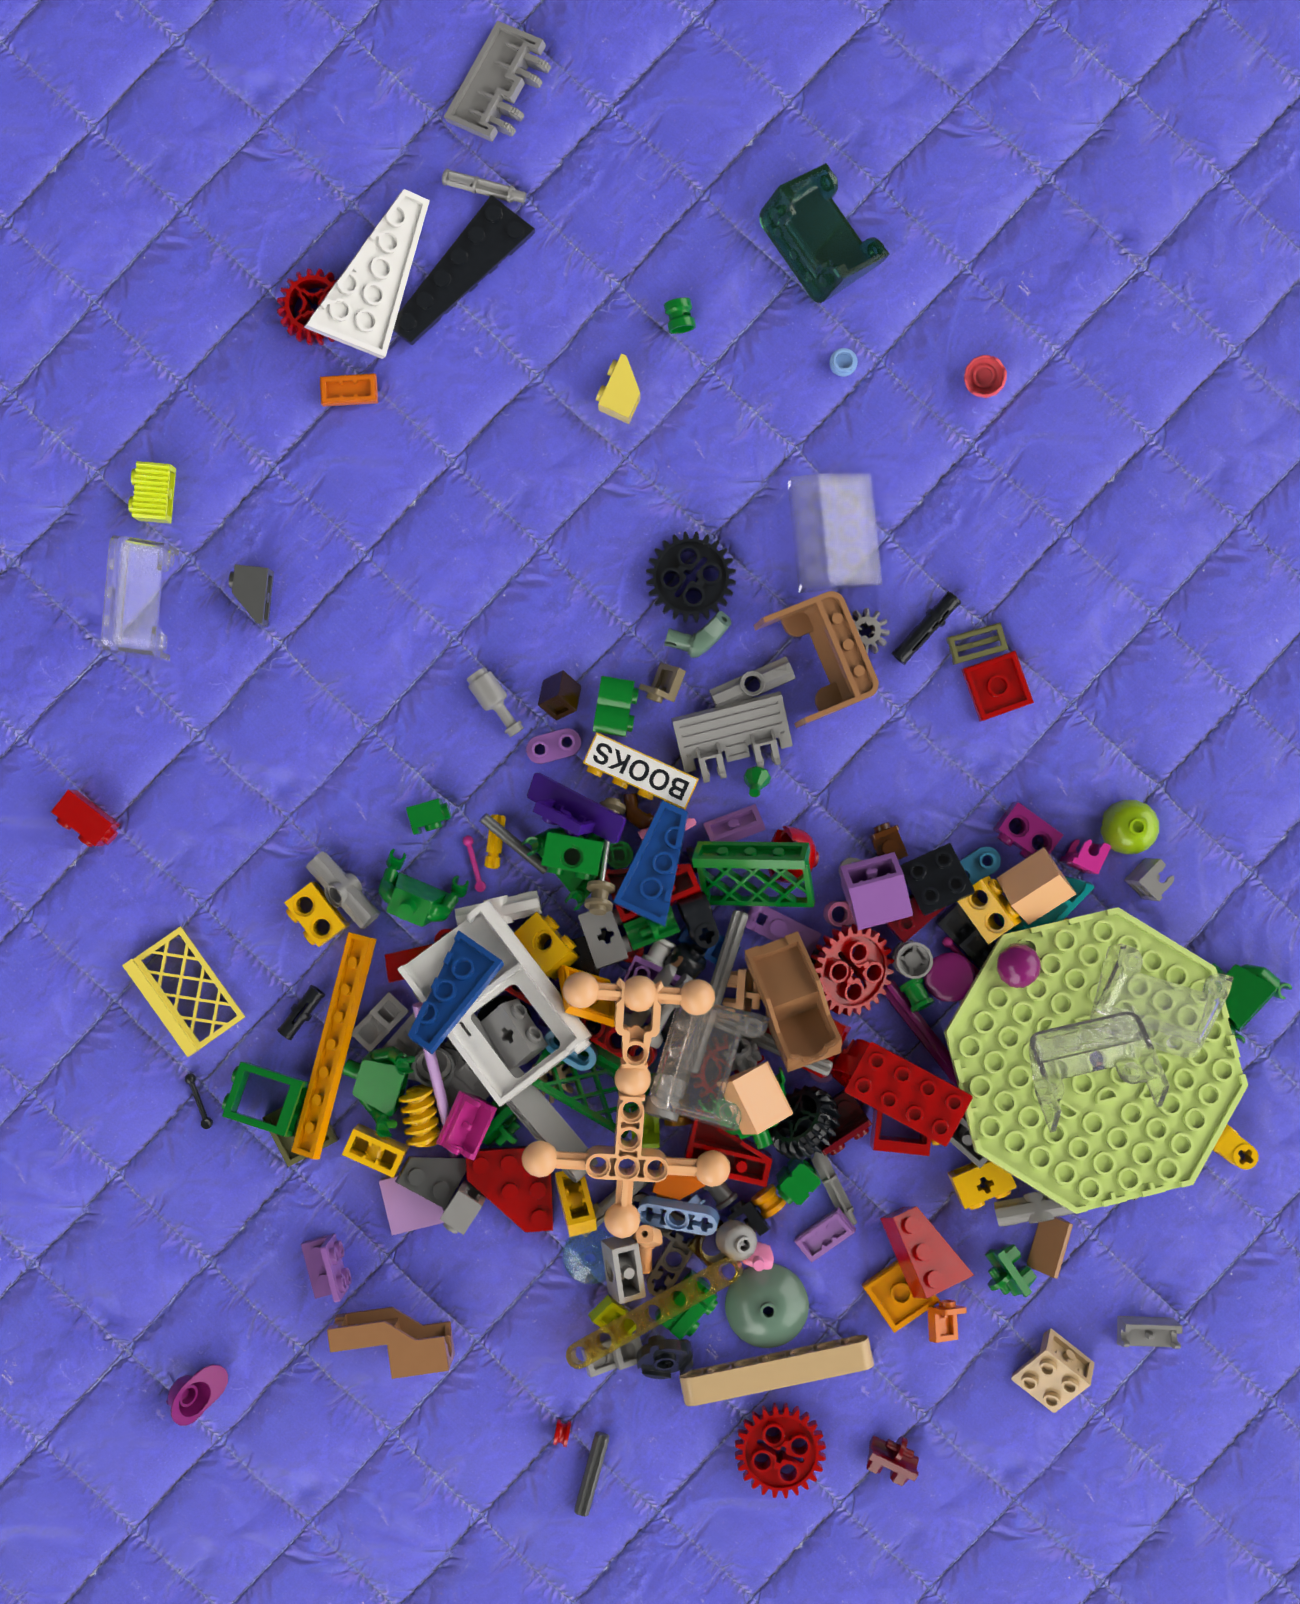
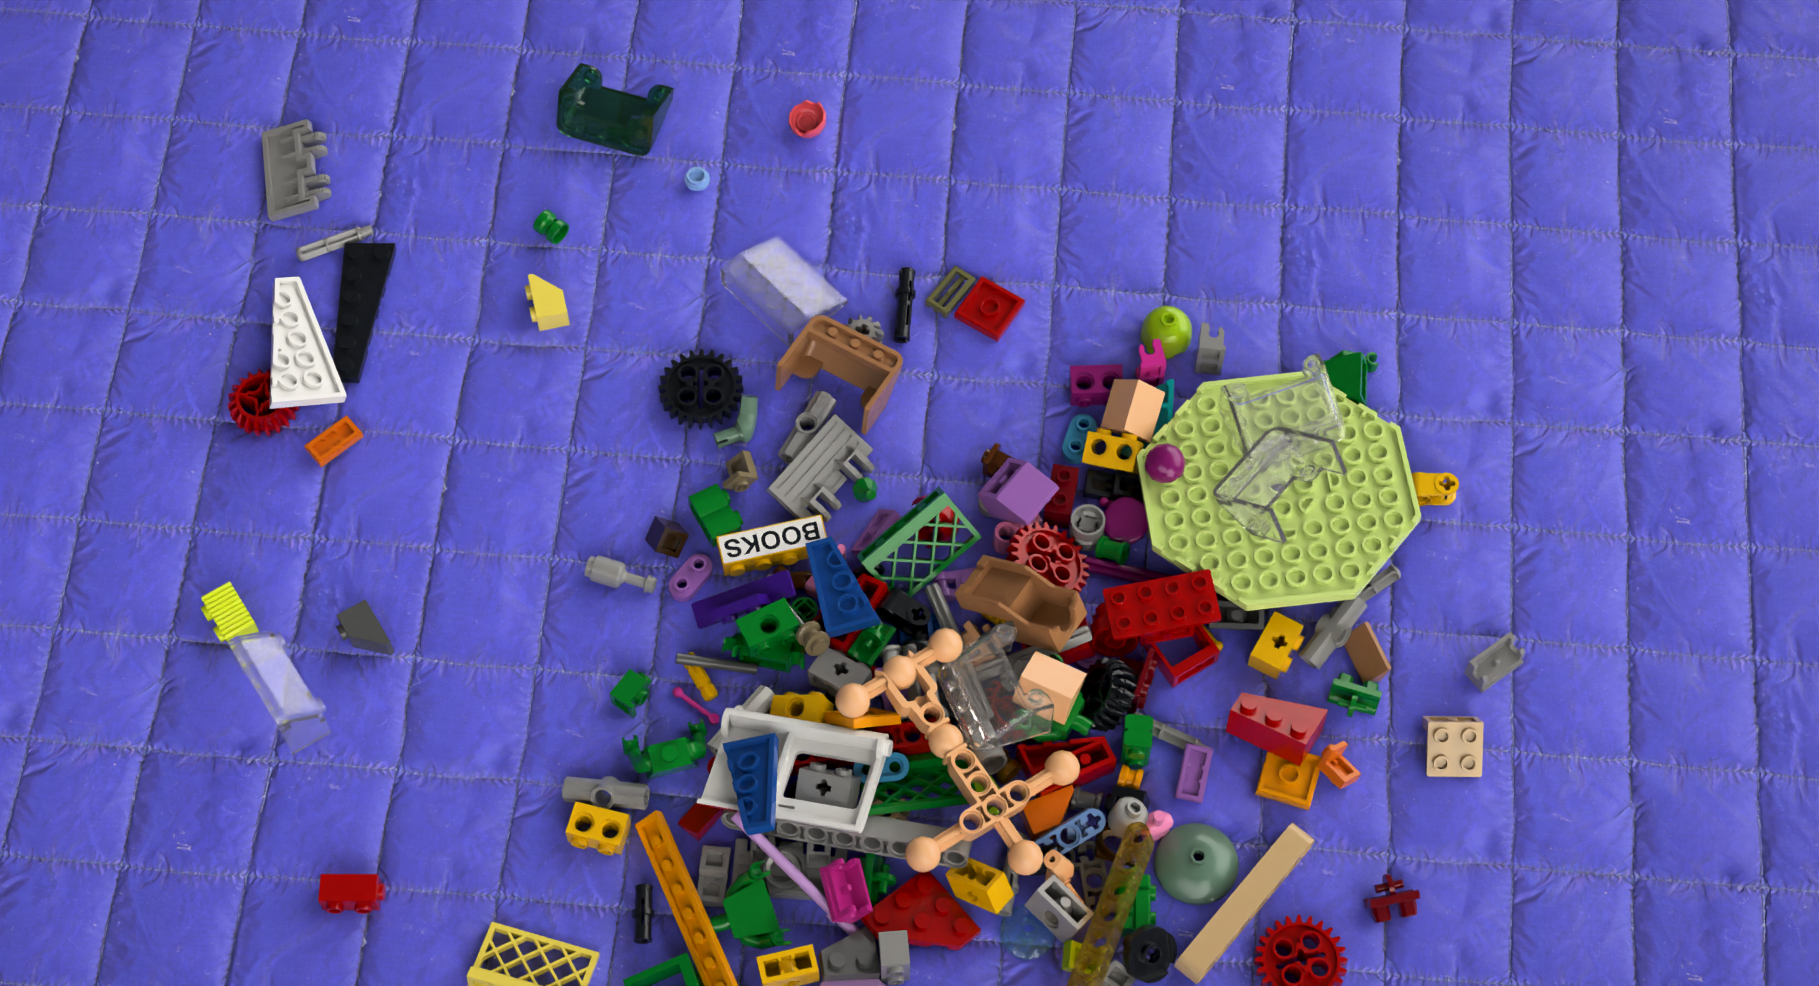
camera: 40 degrees left, 25 degrees down
(421, 1117) = (803, 917): yellow piece -> none
(937, 879) = (1057, 453): black bracket -> none

